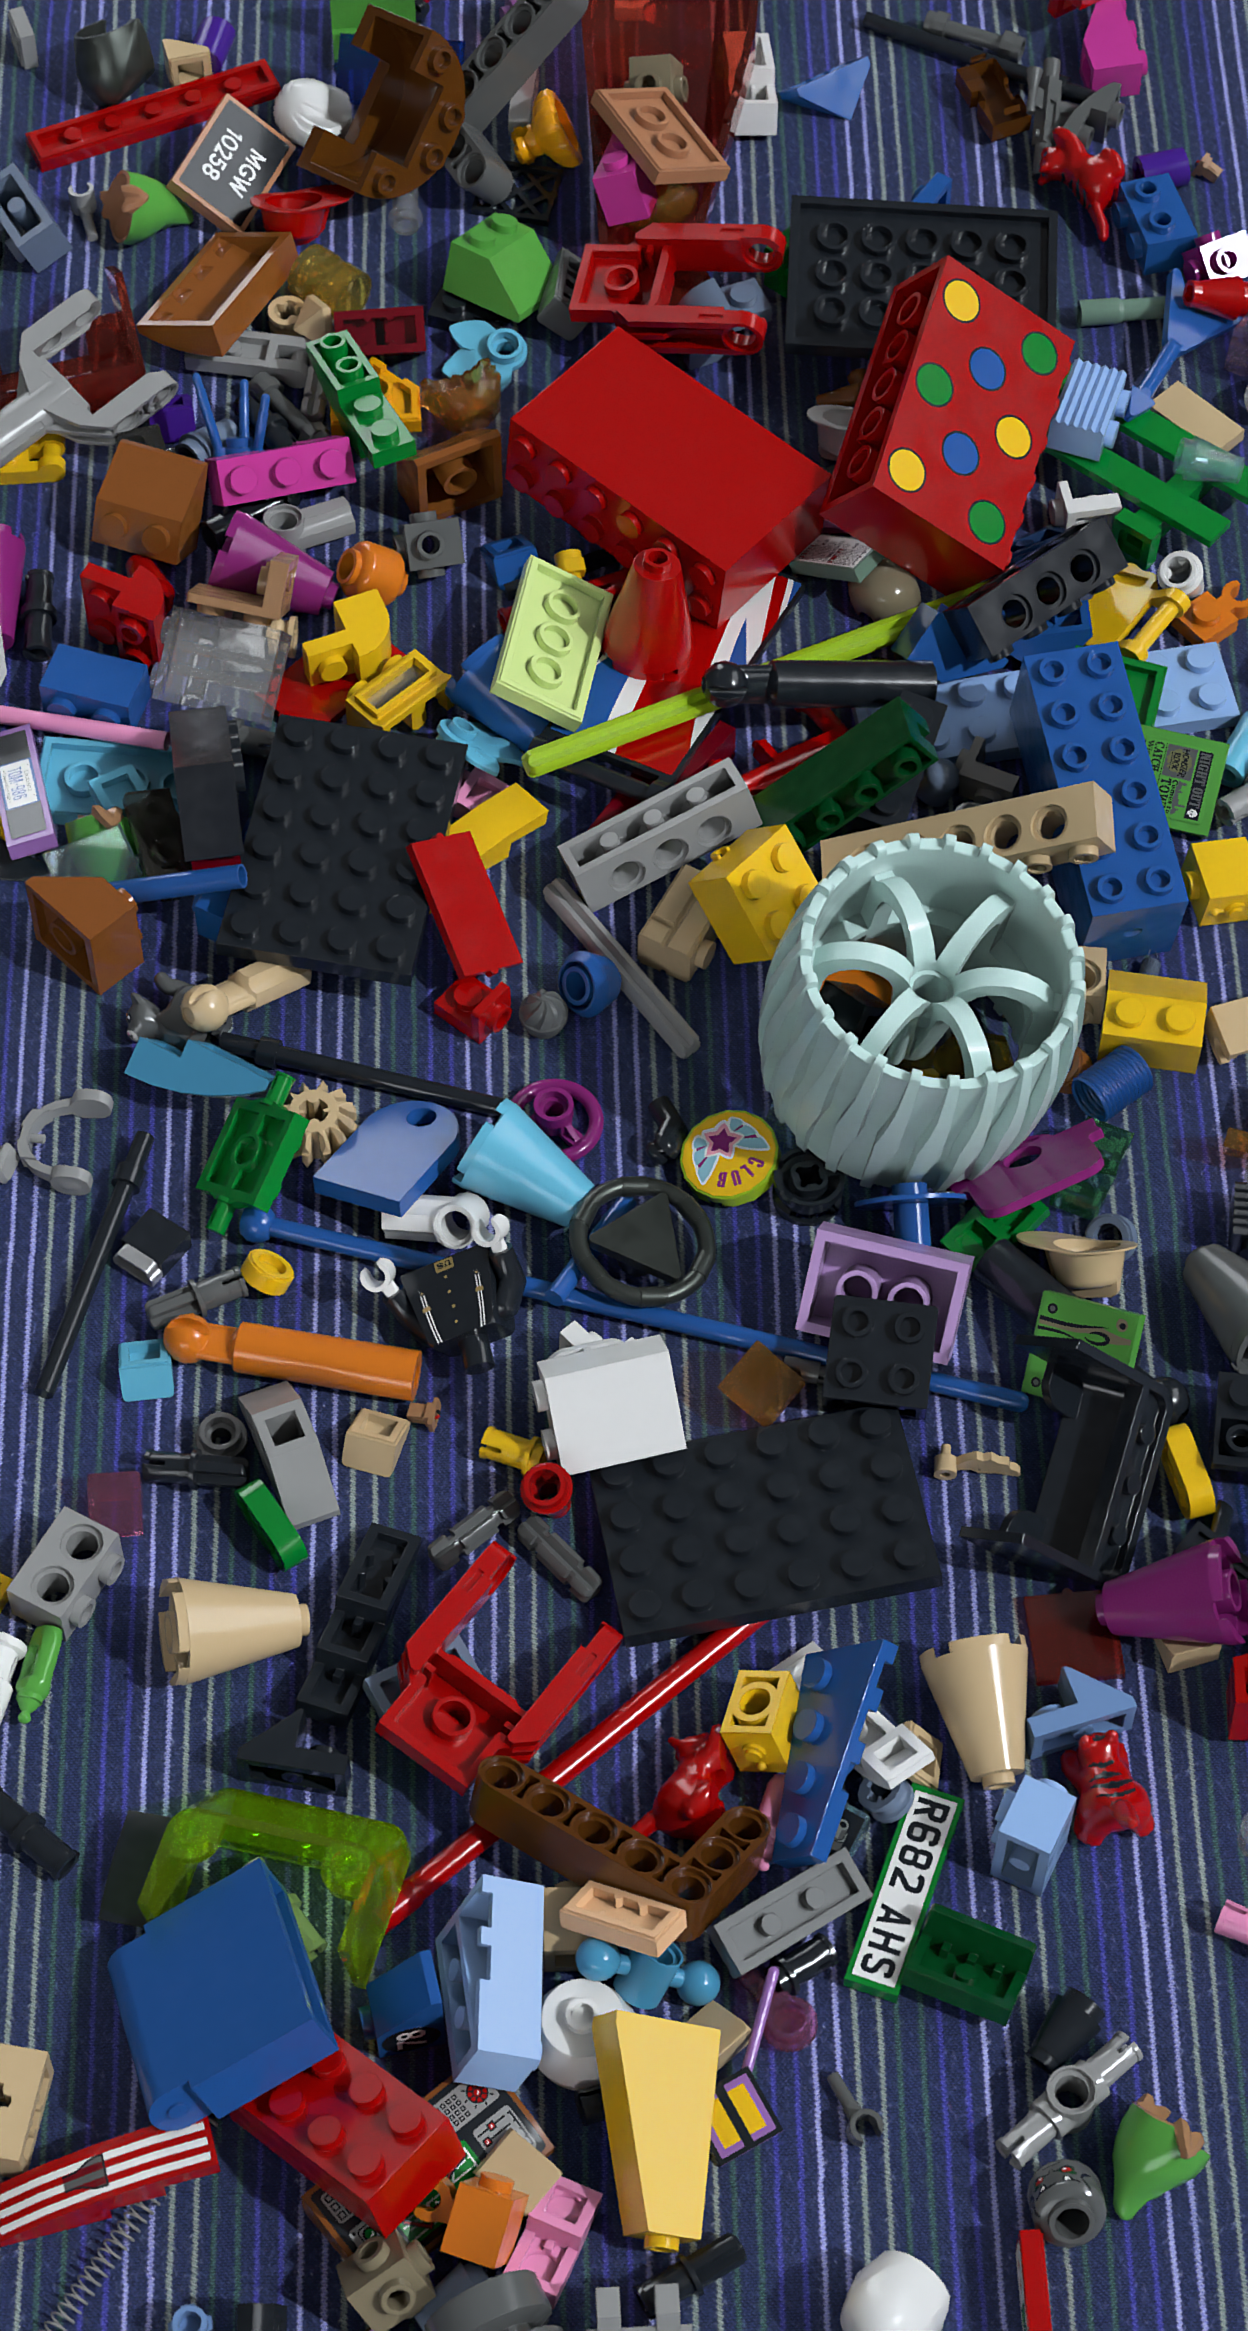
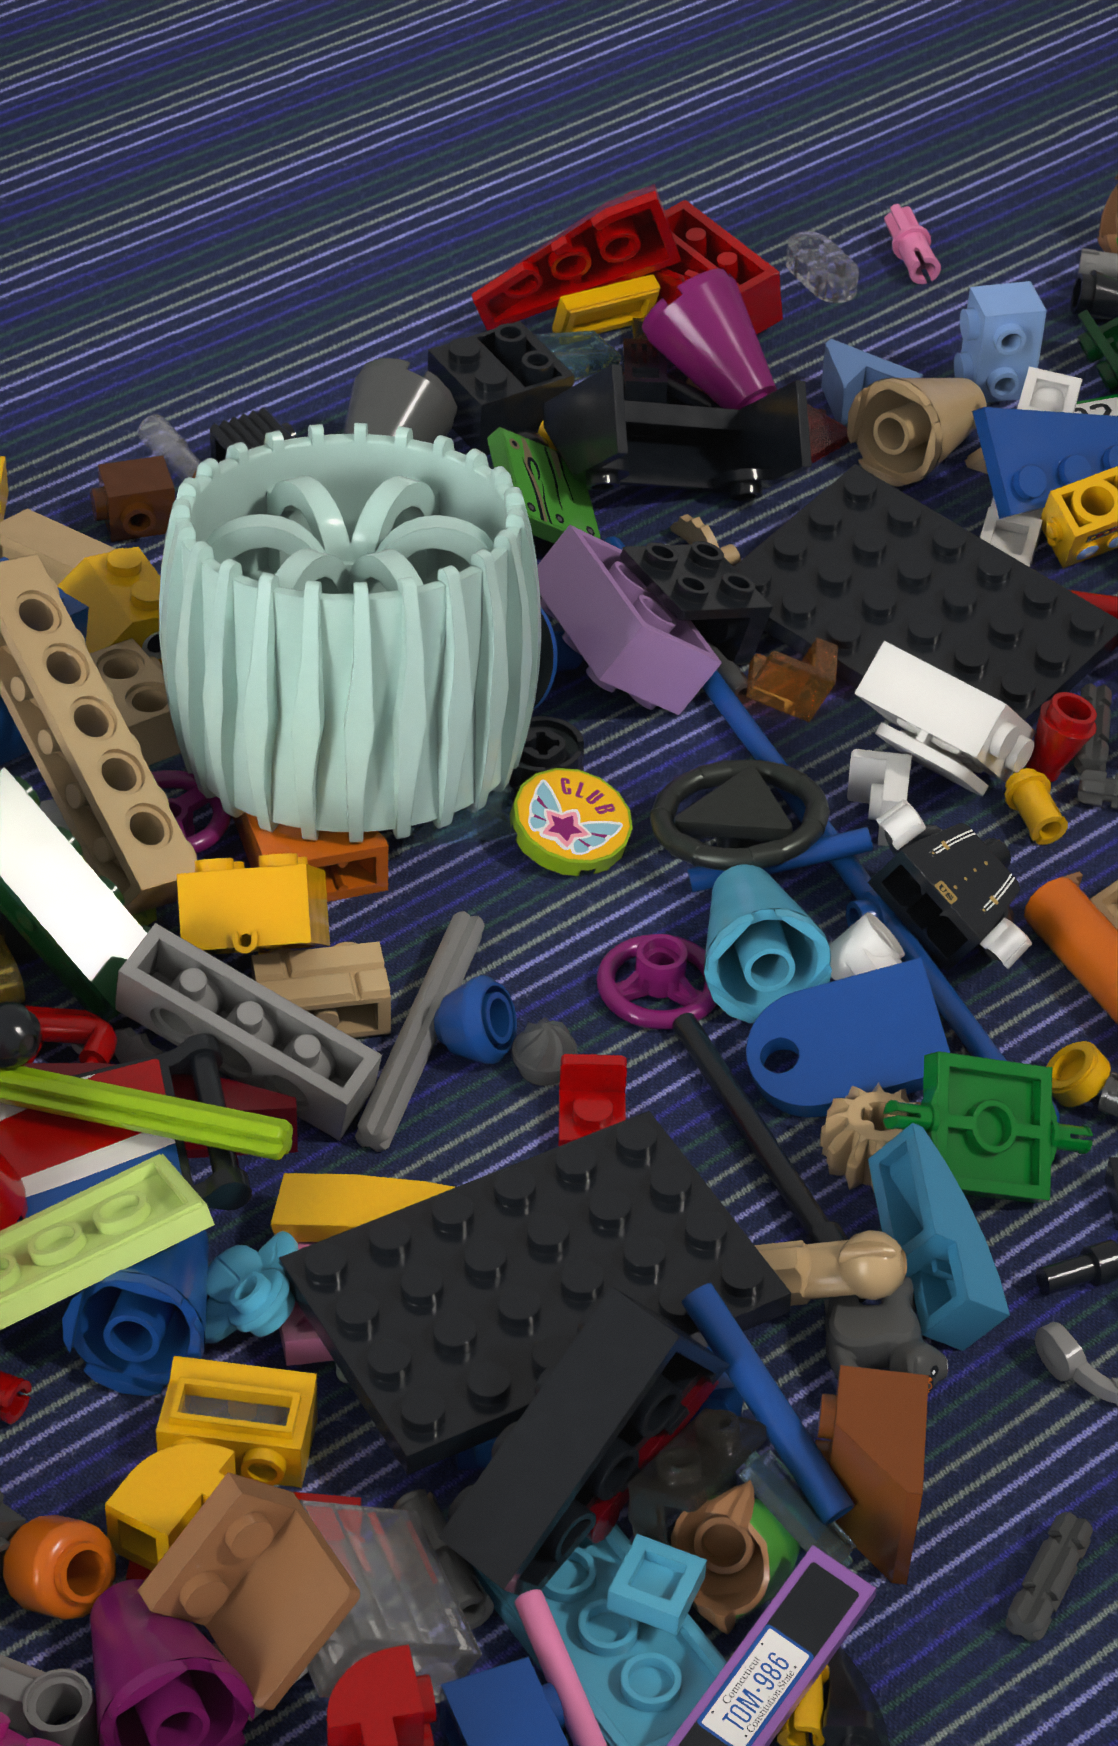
camera: 130 degrees left, 15 degrees down
(464, 905) = (496, 1147): red piece -> none
(670, 1131) = (578, 885): black arm -> none
(1106, 1789) = (918, 333): red animal -> none

